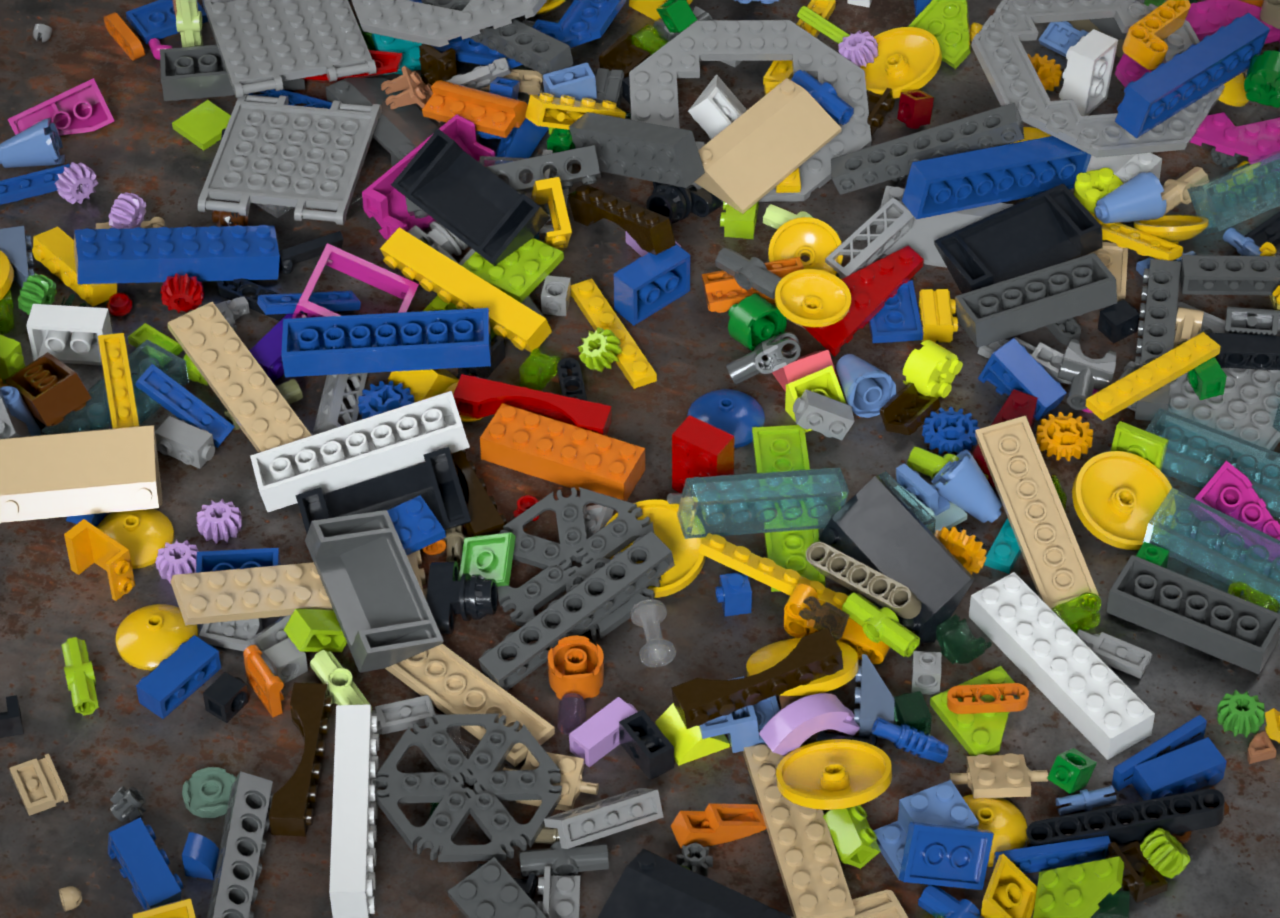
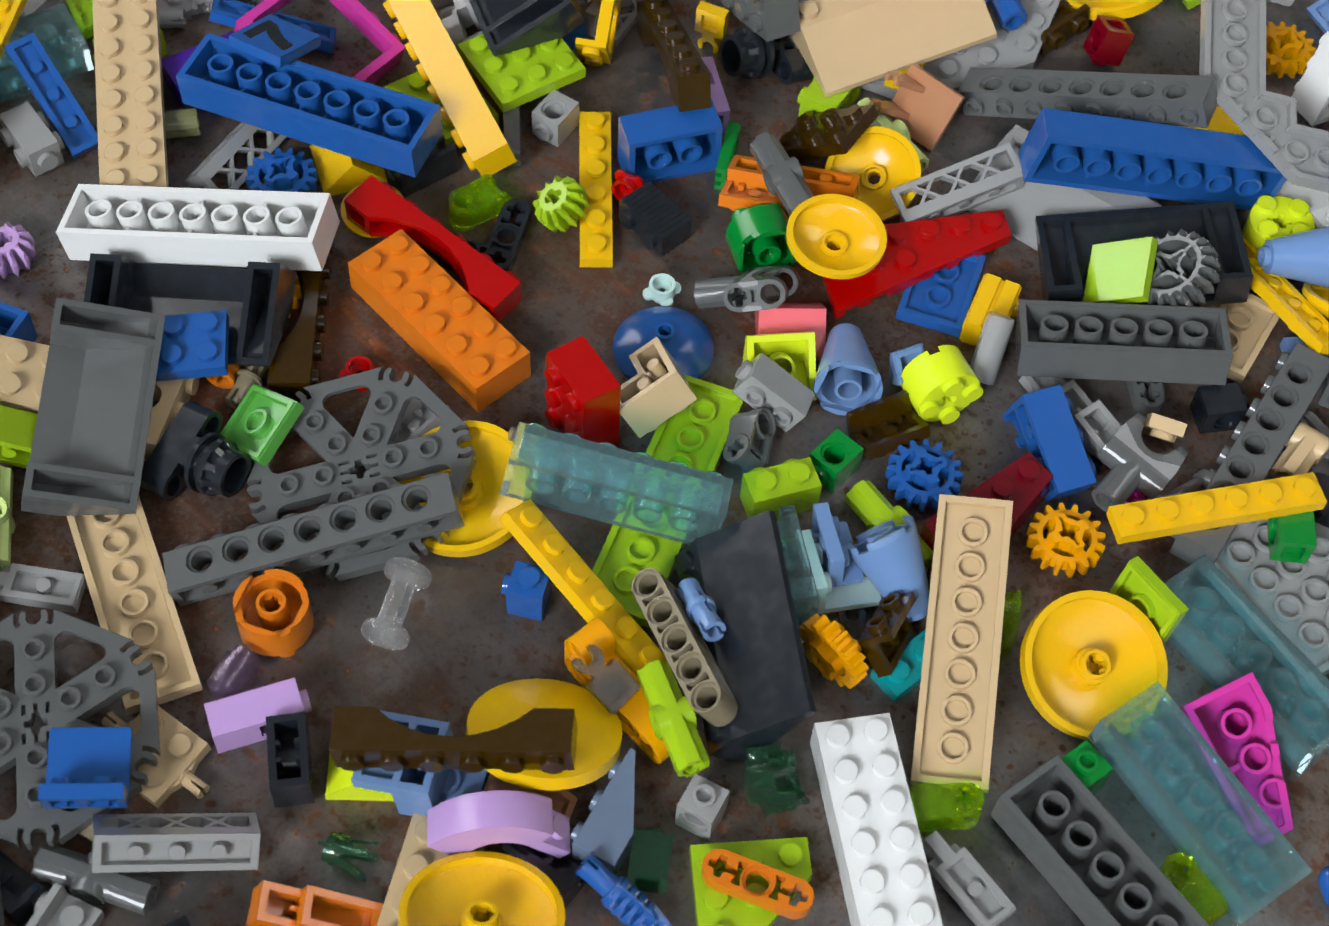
camera: 20 degrees right, 10 degrees up
(338, 306) = (274, 40): none -> blue tile
(528, 790) = (87, 768): none -> blue bracket
(631, 189) = (712, 23): none -> yellow plate
(640, 328) = (625, 184): none -> red plate
(669, 336) = (654, 218): none -> black brick
(696, 282) = (727, 152): none -> green tile
(702, 381) = (659, 283): none -> light aqua plate
(715, 785) = (340, 846): none -> clear green piece
(751, 437) = (655, 391): none -> tan brick
(761, 233) = (827, 131): none -> dark brown plate
(813, 194) = (922, 104): none -> nougat plate
(824, 449) = (750, 438): none -> dark grey piece
(863, 553) = (701, 609): none -> medium blue pin
(864, 467) = (781, 485): none -> lime brick
(887, 444) = (836, 449): none -> green brick
(896, 366) = (900, 359): none -> medium blue slope
(951, 331) = (991, 346): none -> light grey brick
(985, 526) = (888, 633): none -> dark brown bracket
(1012, 254) = (1121, 271): none -> tile
(1047, 236) = (1193, 270): none -> dark grey gear
(1094, 341) = (1163, 427): none -> tan plate

